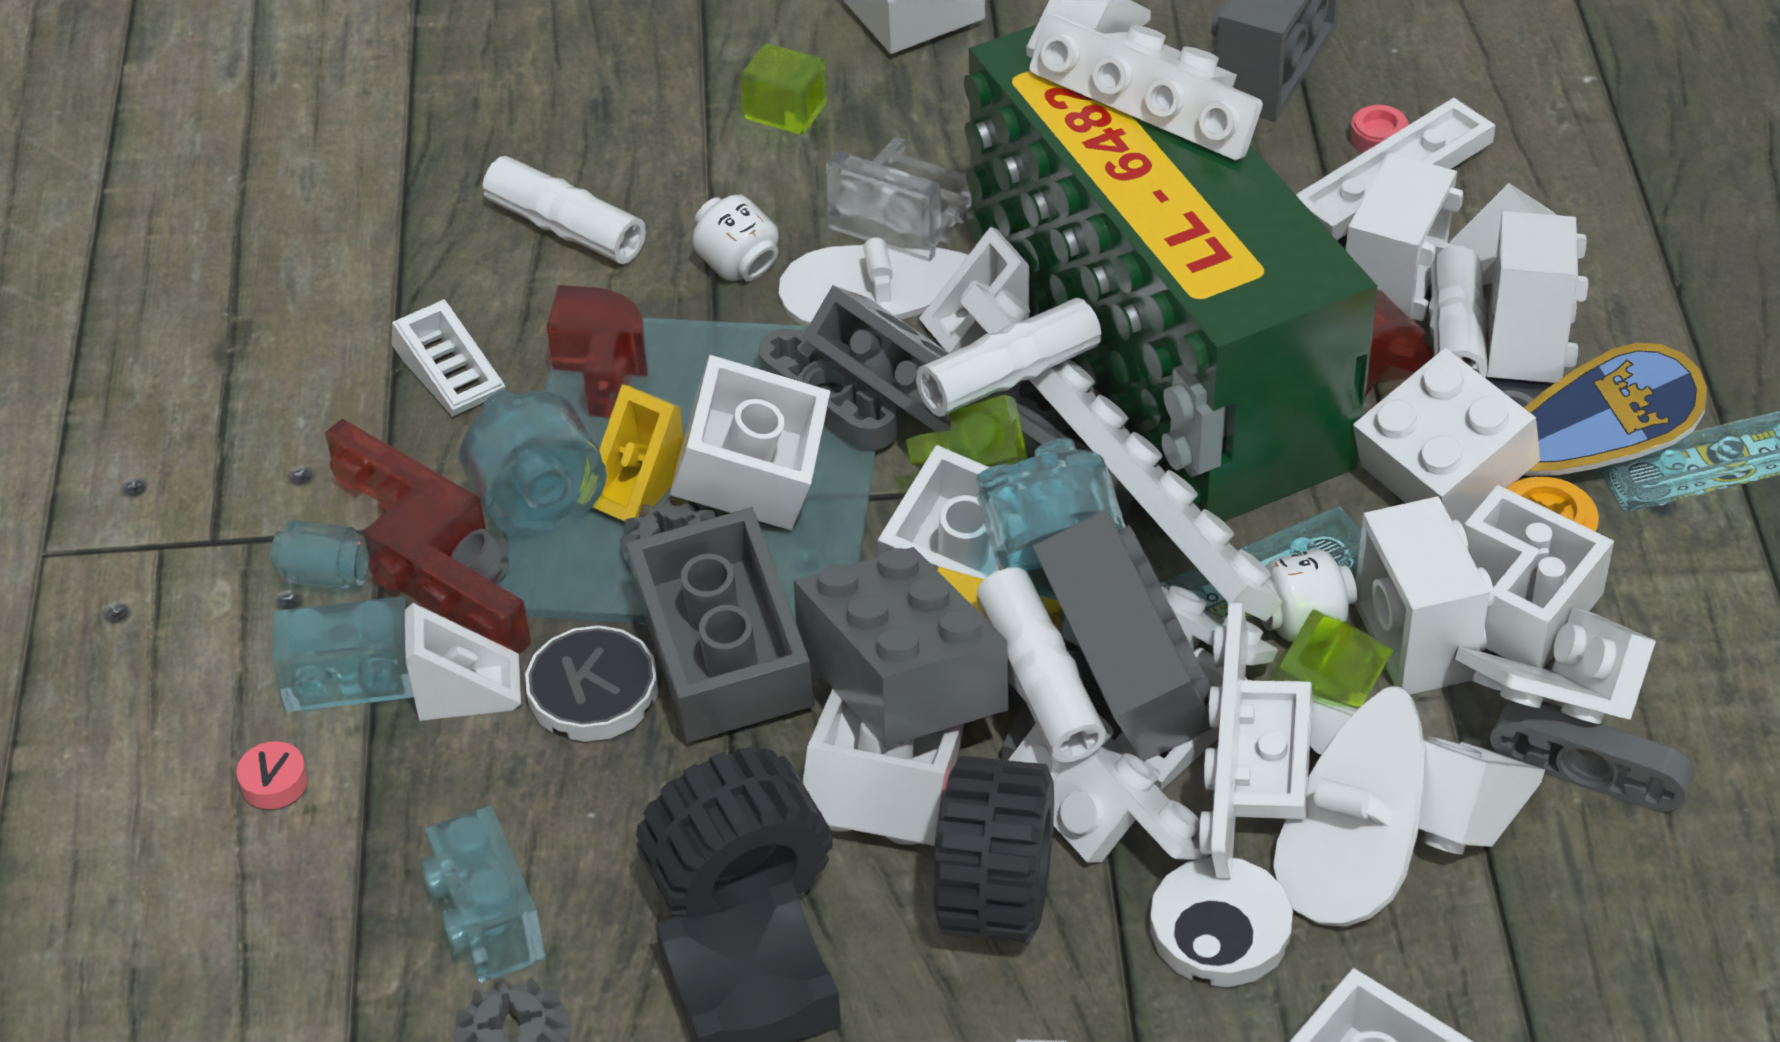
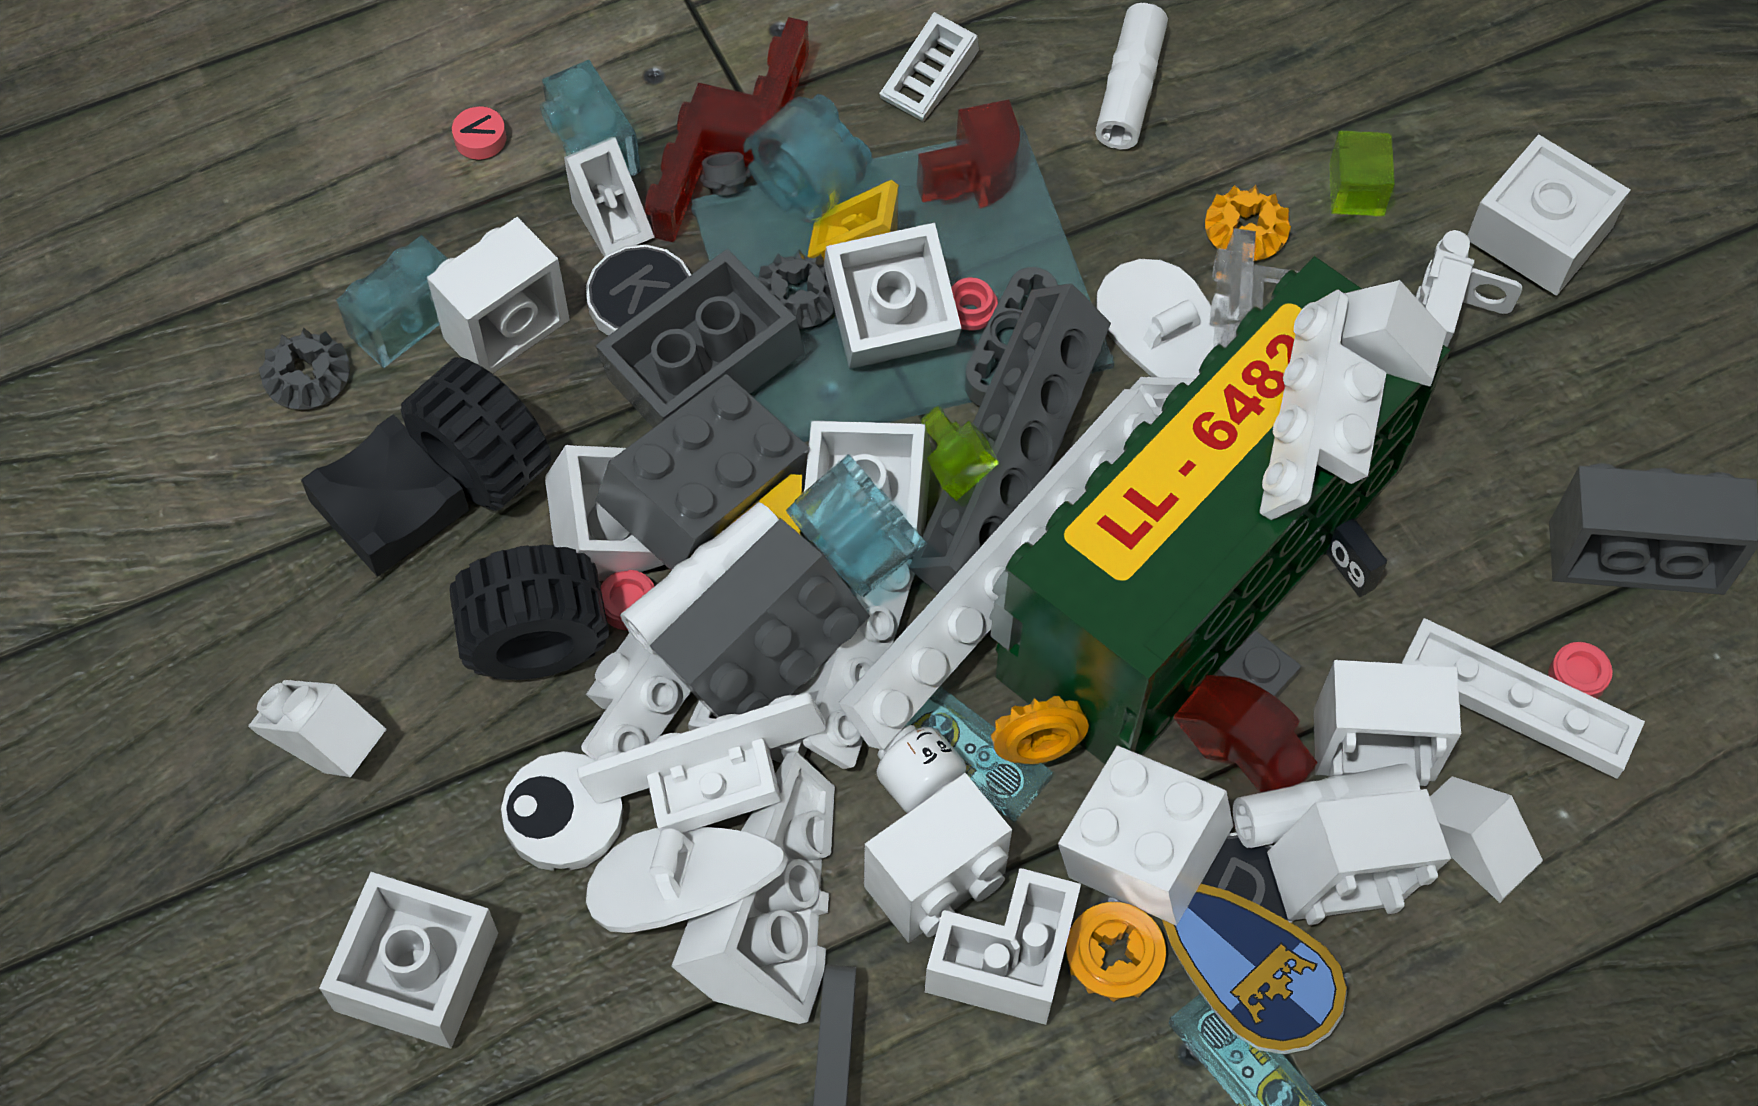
camera: 65 degrees right, 15 degrees up
(320, 555) = (682, 65): clear light blue brick -> none
(548, 784) = (499, 296): none -> white brick
(735, 238) = (1153, 205): white head -> none
(780, 202) = (1272, 225): none -> light orange gear
(942, 62) = (1452, 281): none -> white piece
(1008, 357) = (1024, 433): white axle -> none
(1313, 475) = (1039, 731): none -> light orange gear
(1336, 658) = (846, 810): clear neon green panel -> none
(1593, 673) = (879, 994): white bracket -> none

